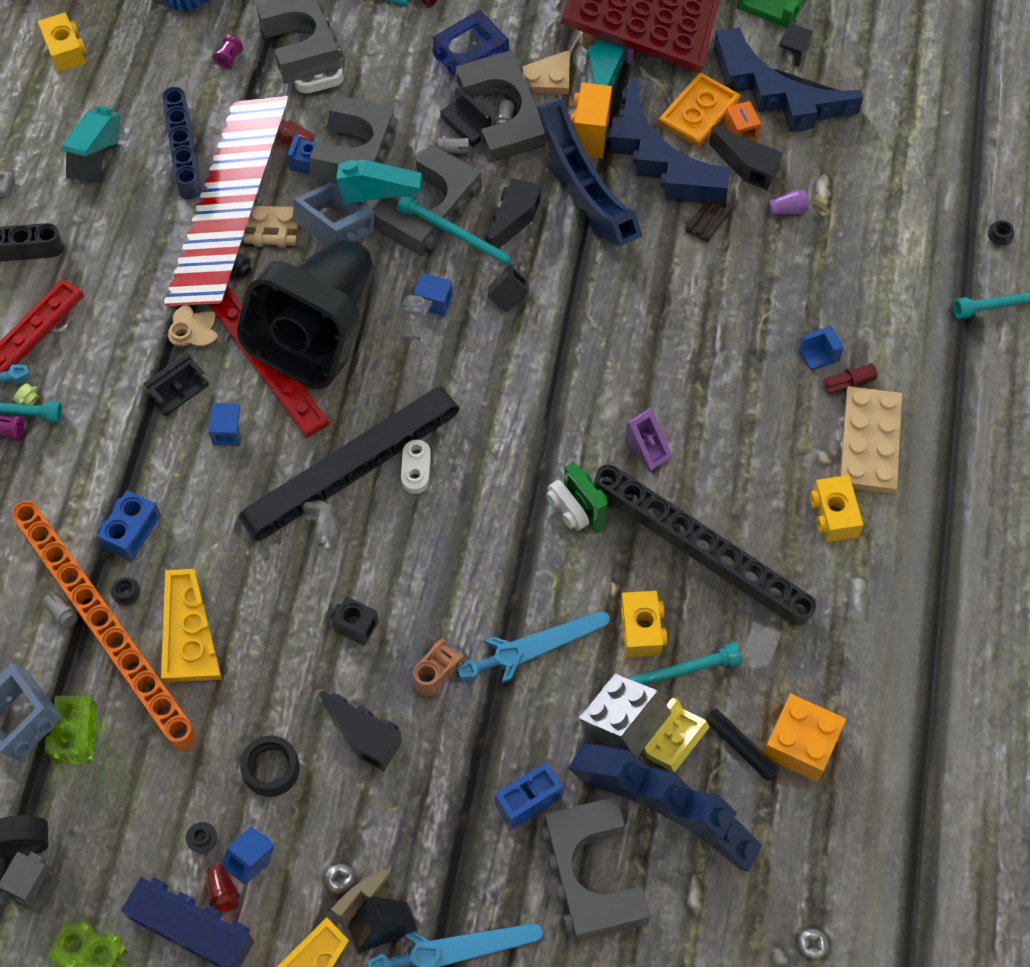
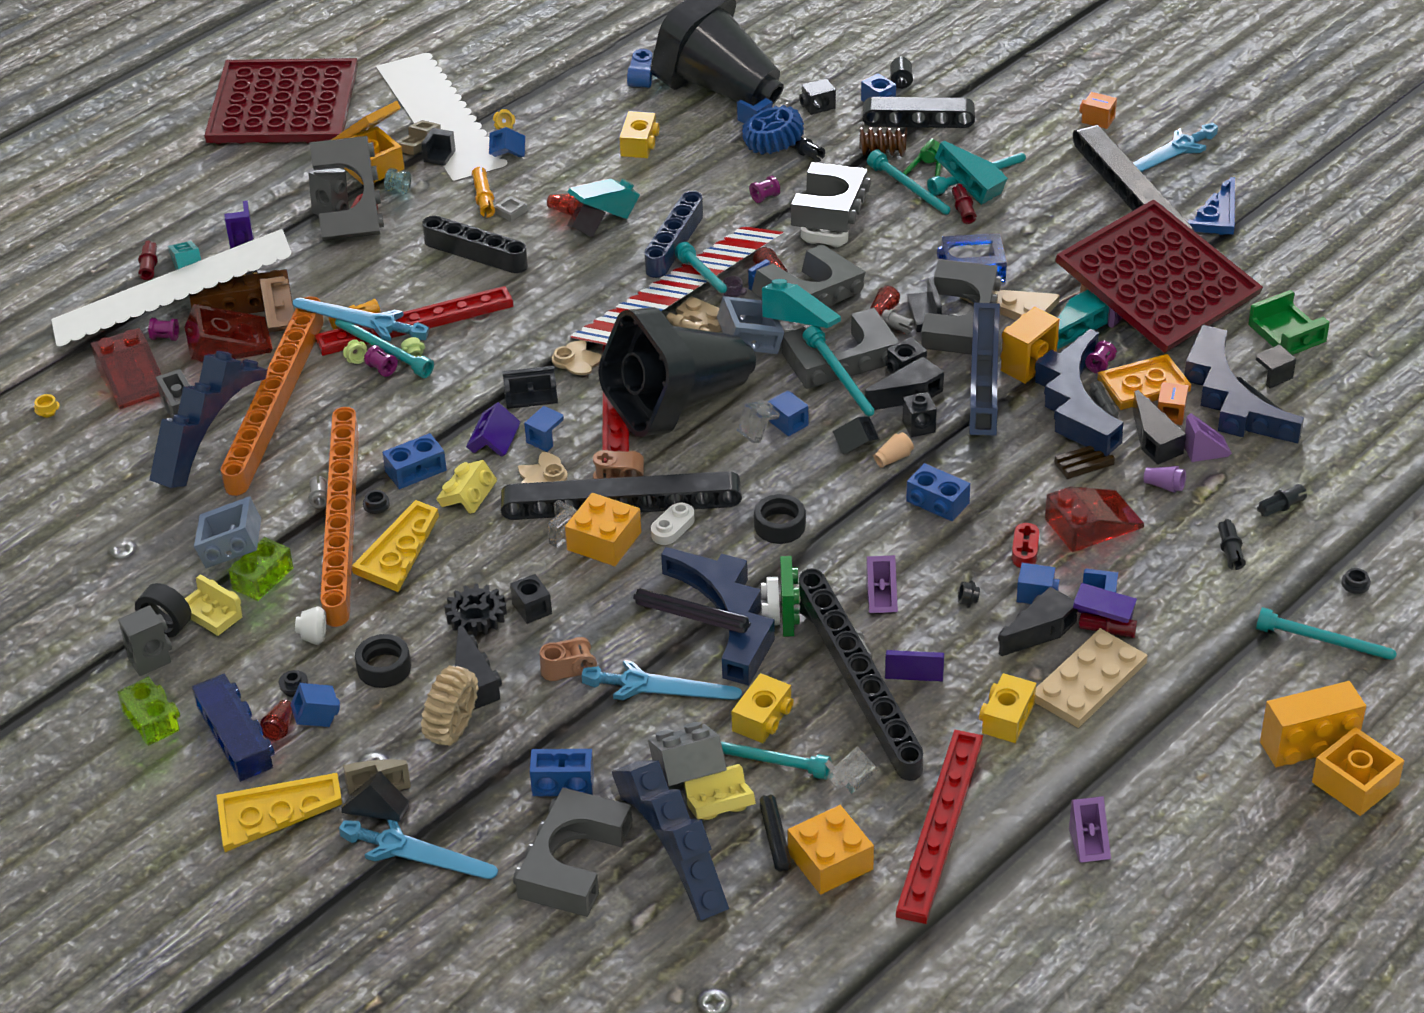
camera: 35 degrees right, 20 degrees down
(48, 154) = (563, 203): none -> clear red cone
(58, 799) = (214, 606): none -> light yellow bracket
(174, 766) = (312, 625): none -> white cone
(176, 450) = (495, 429): none -> dark purple panel
(199, 526) = (468, 486): none -> light yellow bracket
(210, 160) = (687, 254): none -> teal piece
(254, 472) = (547, 470): none -> tan plate
(276, 172) = (734, 287): none -> clear purple plate
(322, 670) = (475, 609): none -> black gear
(329, 432) = (618, 464): none -> nougat piece
(364, 509) = (603, 529): none -> light orange brick
(384, 789) = (449, 705): none -> tan gear
(427, 129) = (885, 299): none -> clear red cone
(491, 183) = (904, 354): none -> black brick
(512, 557) = (692, 610): none -> black axle
(513, 395) = (783, 532): none -> black tyre
(541, 525) = (725, 587): none -> dark blue arch
(548, 240) = (919, 414): none -> black brick
(551, 287) = (894, 449): none -> light nougat cone
(621, 309) = (938, 492): none -> blue brick
(650, 100) = (1101, 357): none -> magenta bush
(683, 145) = (1103, 398): none -> dark grey axle
(719, 407) = (968, 593): none -> black plate
(728, 504) = (914, 665): none -> dark purple panel
(731, 329) = (1021, 544): none -> red beam
(758, 275) = (1089, 516): none -> clear red slope
(769, 369) = (1035, 581): none -> blue brick
(795, 151) = (1203, 441): none -> medium lavender slope
(802, 399) = (1041, 622): none -> black slope
(841, 363) = (1104, 603): none -> dark purple panel
(863, 658) = (939, 827): none -> red tile
(886, 246) = (1231, 545): none -> black axle
(893, 180) = (1281, 500): none -> black axle
(985, 597) = (1089, 829): none -> medium lavender slope

